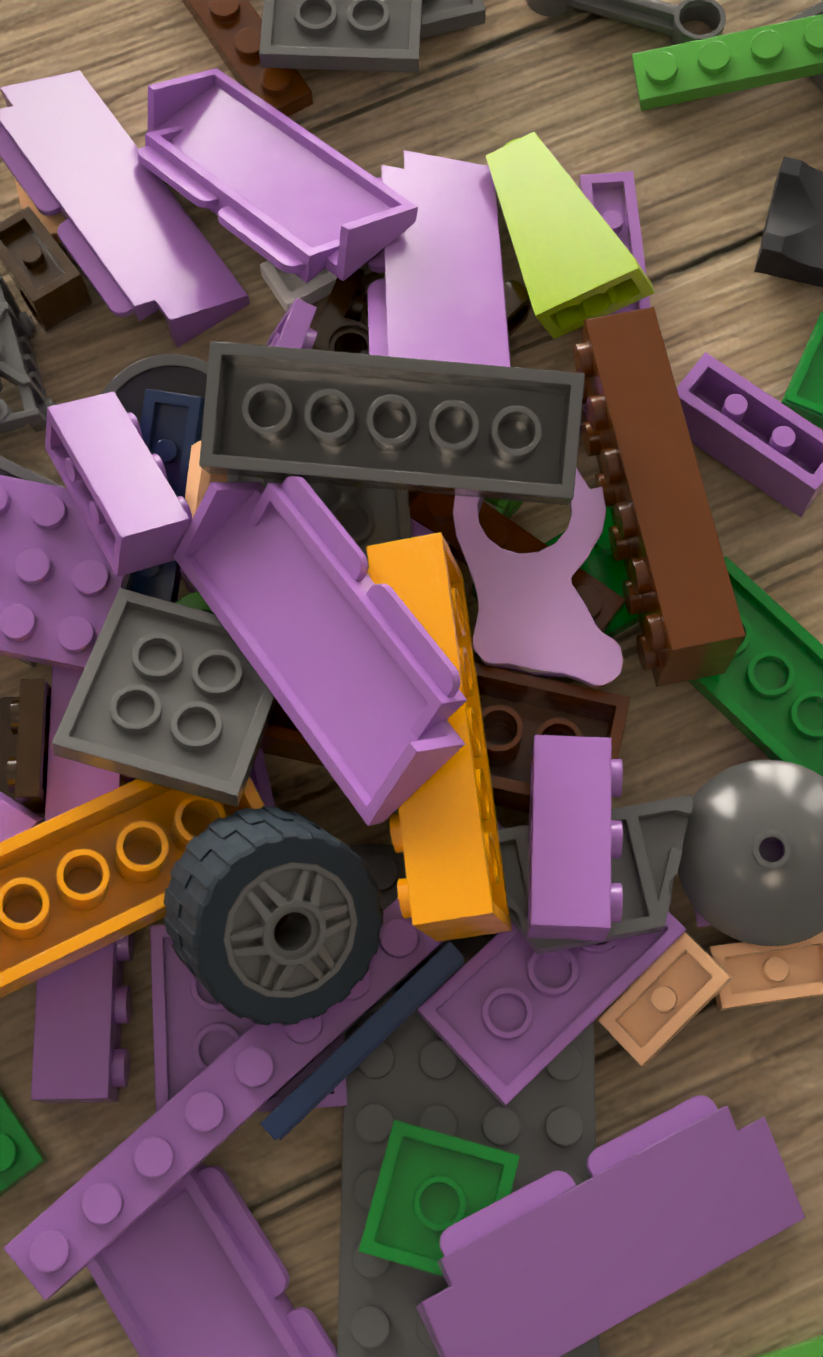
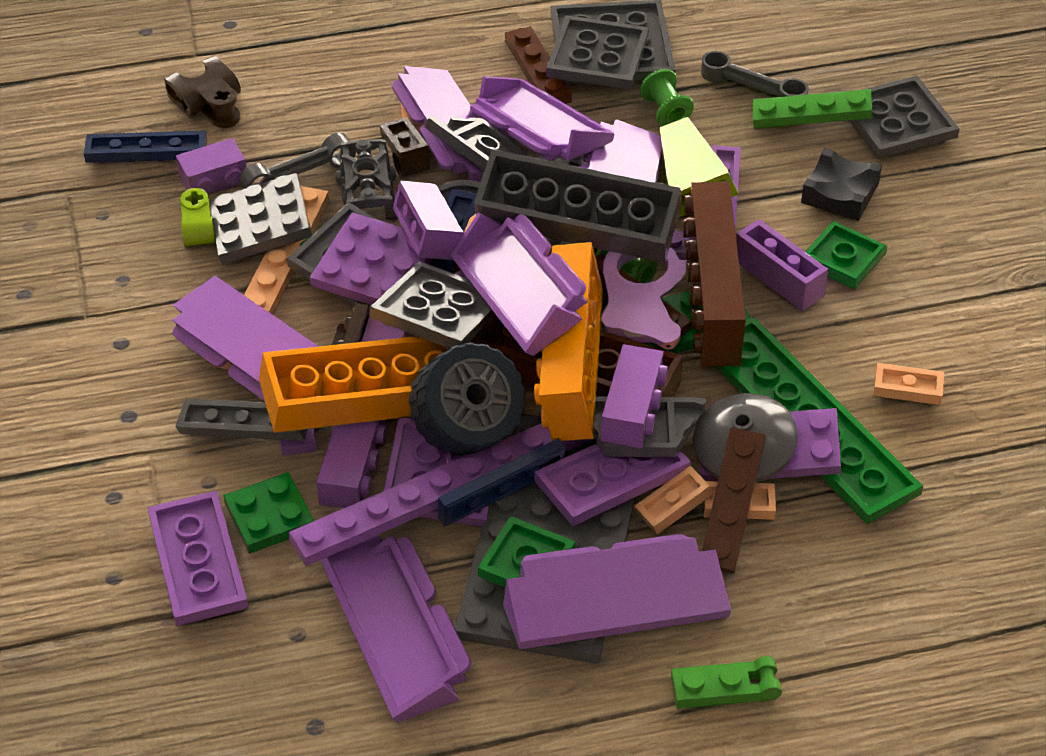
camera: 10 degrees right, 25 degrees down
(182, 258) = (473, 138): none -> dark grey wing
(469, 61) = (660, 87): none -> bright green hose
(774, 997) = (734, 496): none -> reddish brown plate

